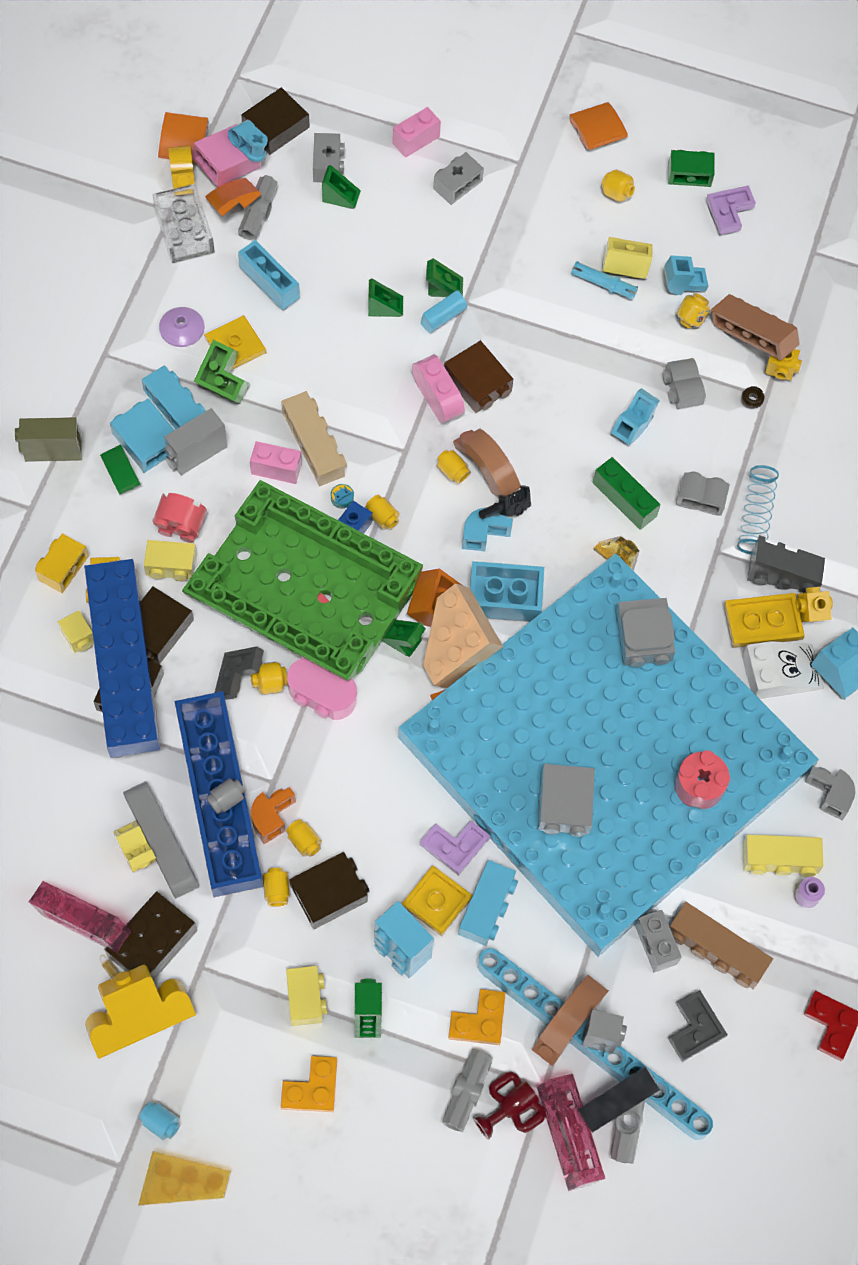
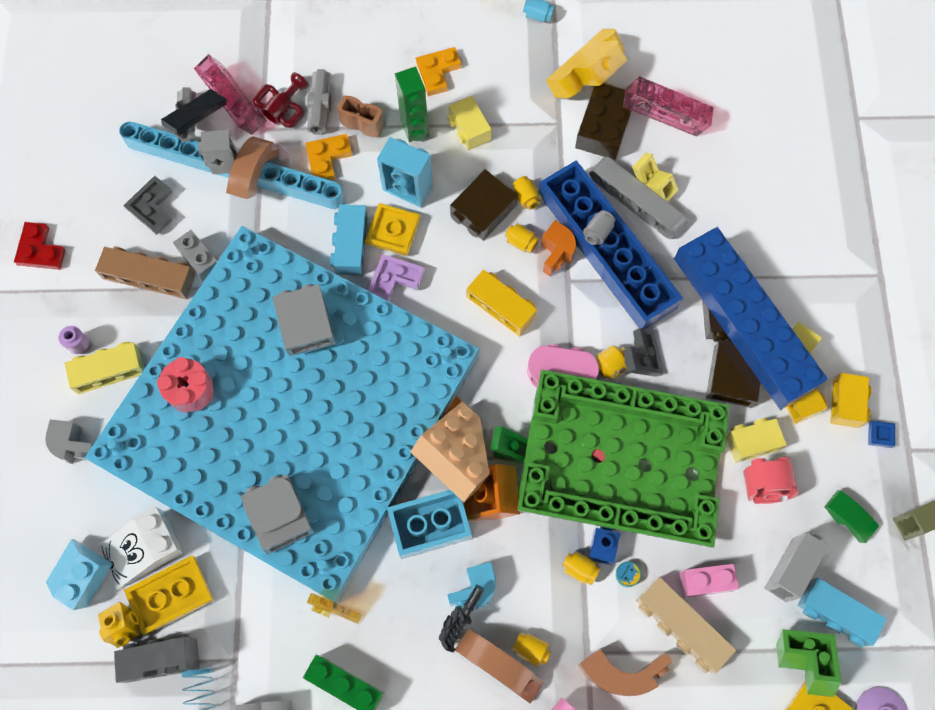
camera: 165 degrees right, 5 degrees up
(48, 528) = (881, 434): none -> blue tile
(142, 434) = (851, 564): medium azure brick -> none
(353, 777) = (501, 302): none -> yellow brick
(385, 415) = (611, 680): none -> nougat arch
(432, 1049) = (360, 116): none -> nougat brick

